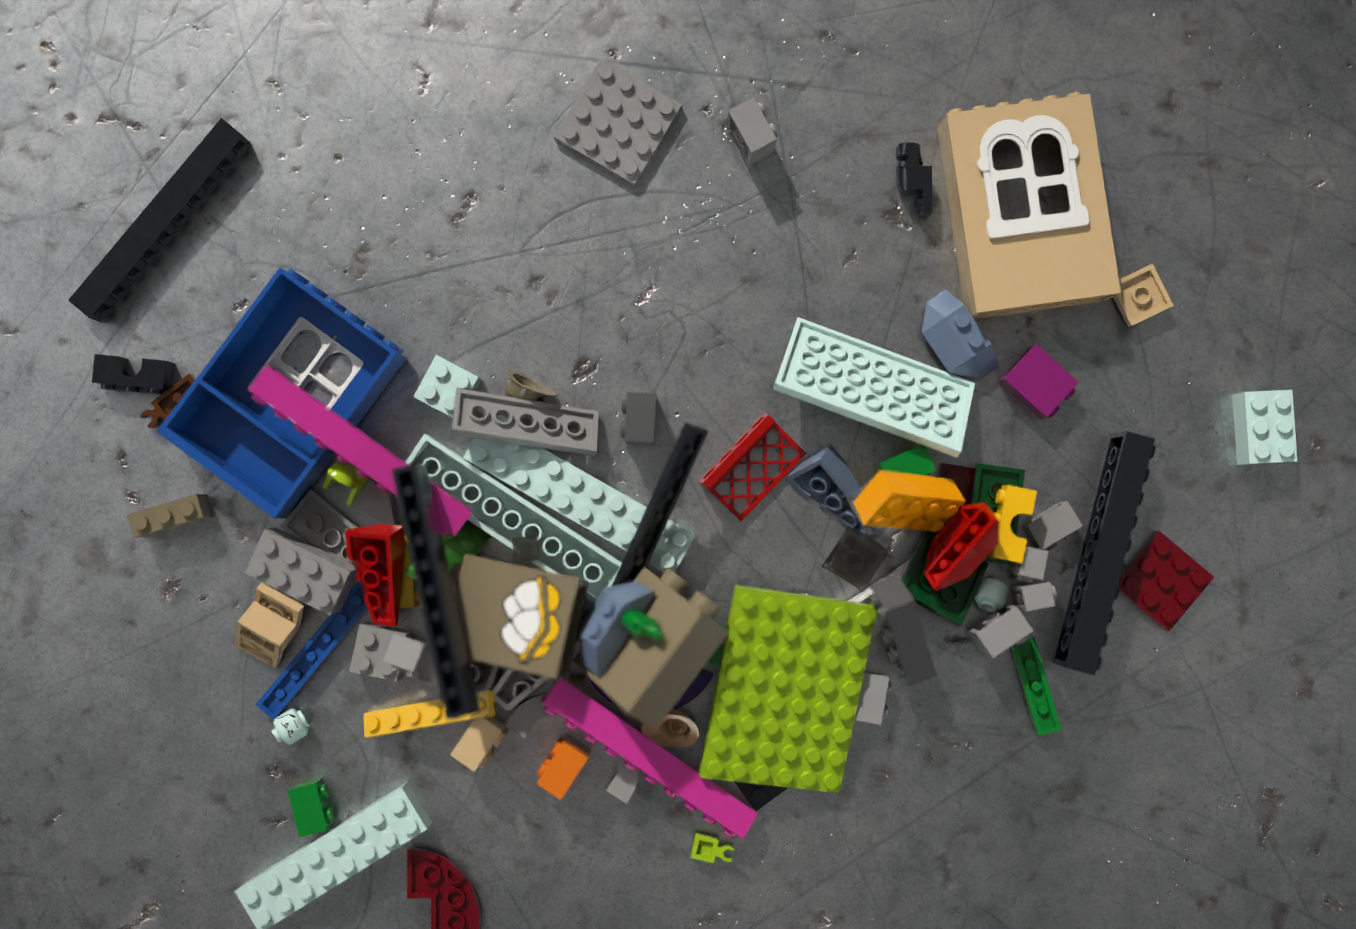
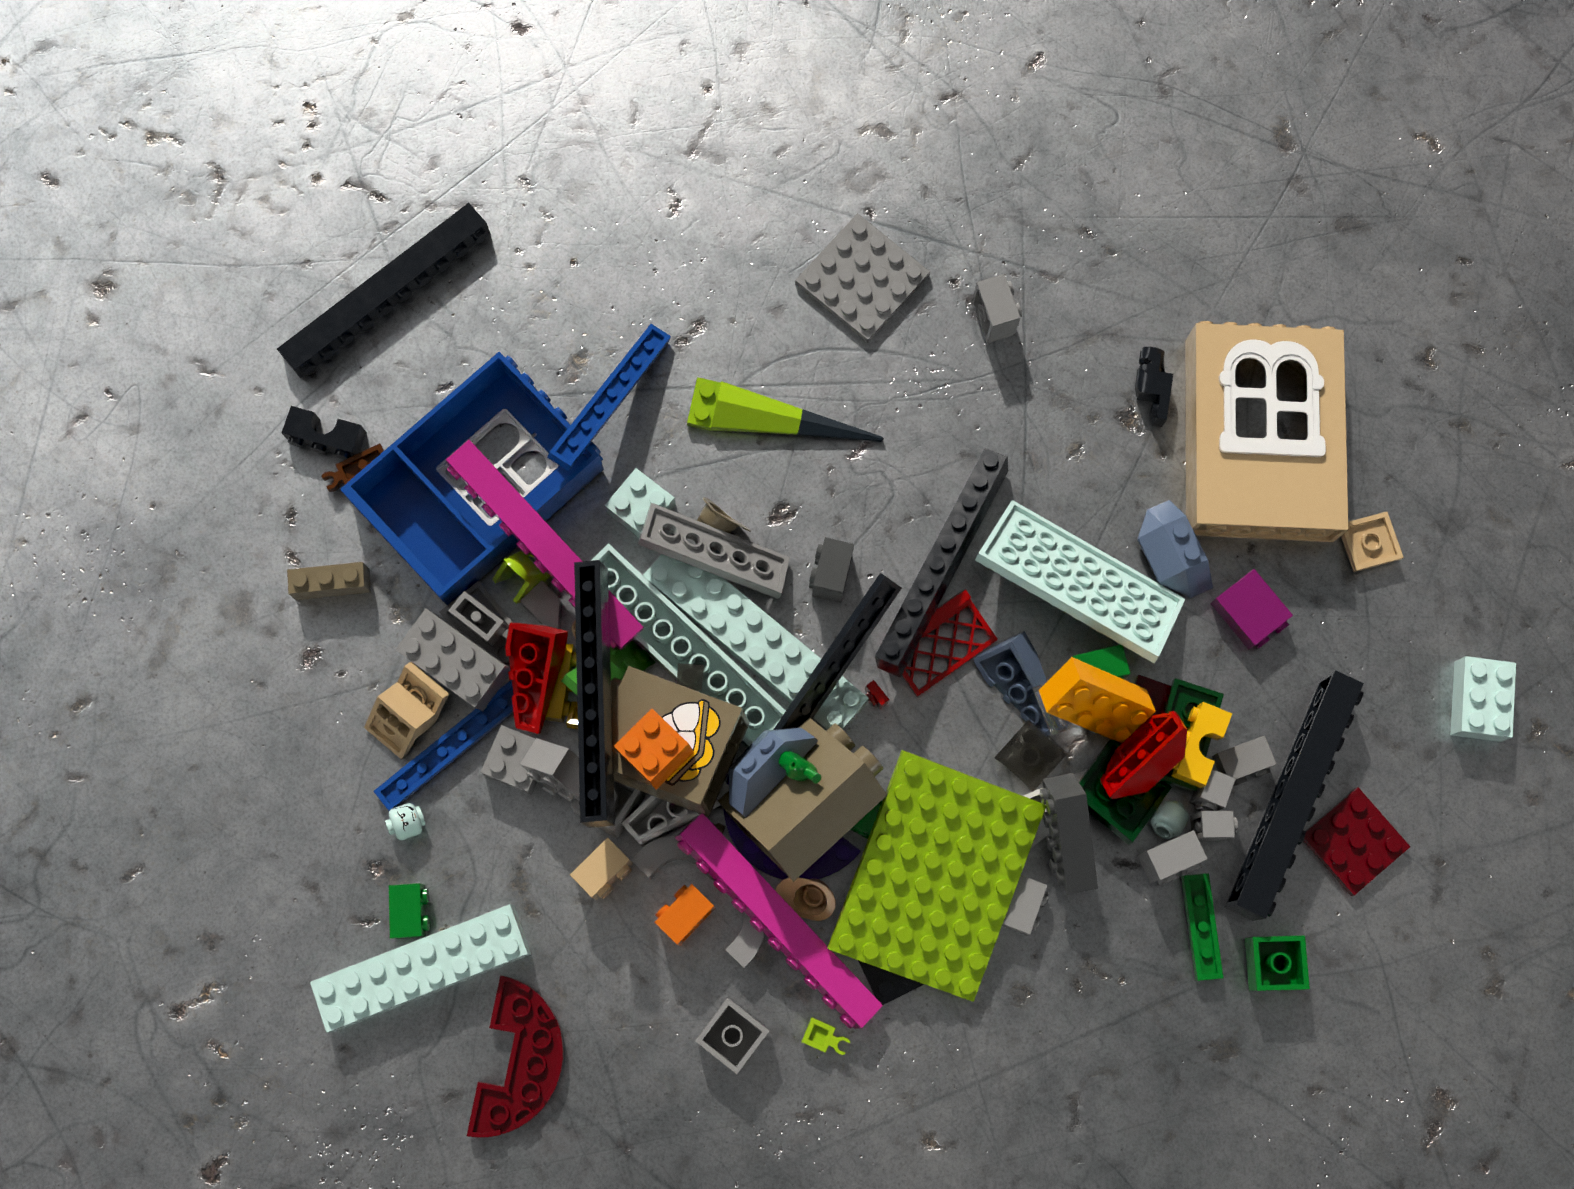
camera: 10 degrees right, 10 degrees down
(316, 529) = (478, 619): none -> light grey brick
(395, 292) = (608, 397): none -> blue plate
(420, 716) = (549, 832): yellow plate -> none
(502, 635) = (654, 749): none -> orange brick
(519, 276) = (732, 408): none -> lime plate
(627, 865) = (732, 1035): none -> light grey brick
(702, 529) = (876, 695): none -> red plate
(742, 393) = (942, 563): none -> black brick
(1108, 708) = (1277, 963): none -> green brick

